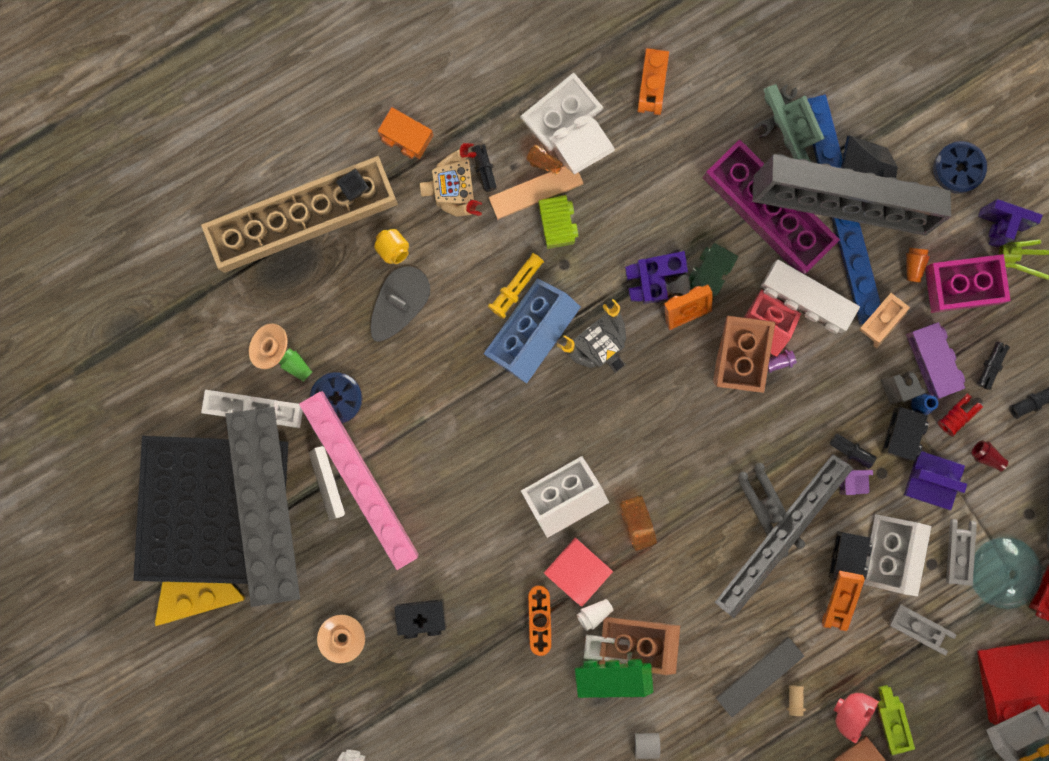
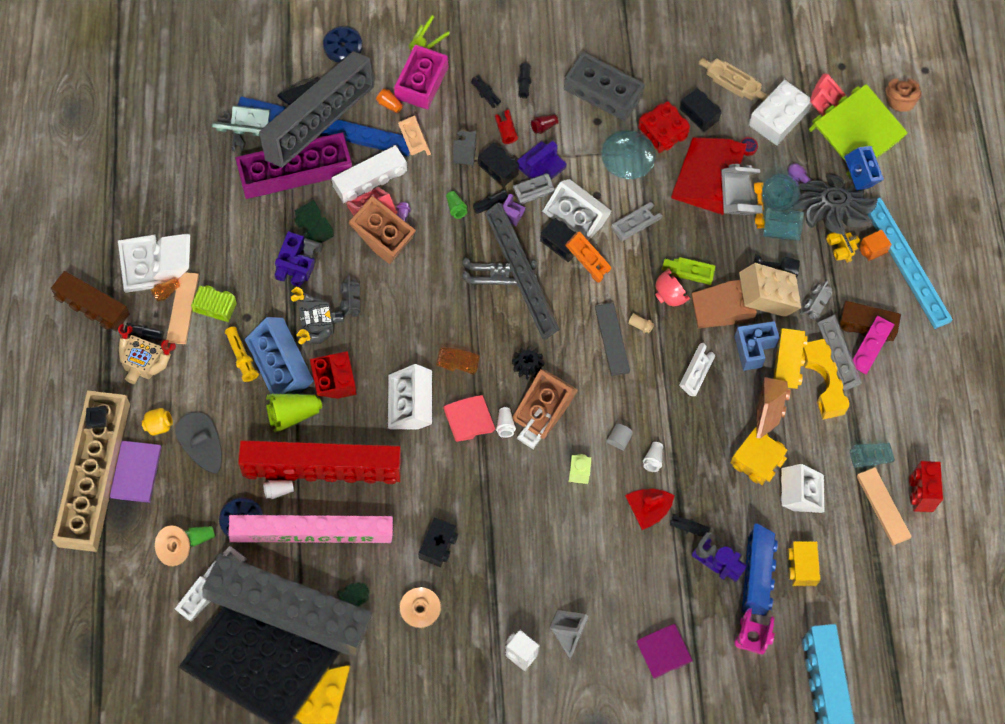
camera: 60 degrees left, 20 degrees down
(316, 563) = (354, 594): none -> clear green brick
(326, 483) = (299, 553): white tile -> none
(328, 257) = (135, 471): none -> medium lavender tile
(388, 415) = (277, 488): none -> white cone
(405, 133) = (83, 370): orange brick -> none
(437, 446) = (320, 461): none -> red brick
(481, 379) = (291, 409): none -> lime cone
(485, 89) = (89, 301): none -> reddish brown brick
(543, 400) = (333, 375): none -> red slope
(546, 637) = (503, 464): orange beam -> none
(584, 724) = (580, 469): none -> yellowish green brick
(614, 679) = (557, 428): green brick -> none
(653, 81) = (159, 195): orange plate -> none
(655, 356) = (349, 290): none -> dark grey hinge
(684, 595) = (534, 365): none -> black gear
(688, 307) = (327, 248): orange plate -> none
(825, 416) = (456, 205): none -> bright green cone
(895, 492) = (533, 189): none -> light grey hinge
(920, 402) = (485, 140): blue cone -> none
(936, 360) = (452, 120): medium lavender brick -> none
(961, 554) = (599, 172): light grey hinge -> none
(1007, 220) = (394, 32): dark purple bracket -> none

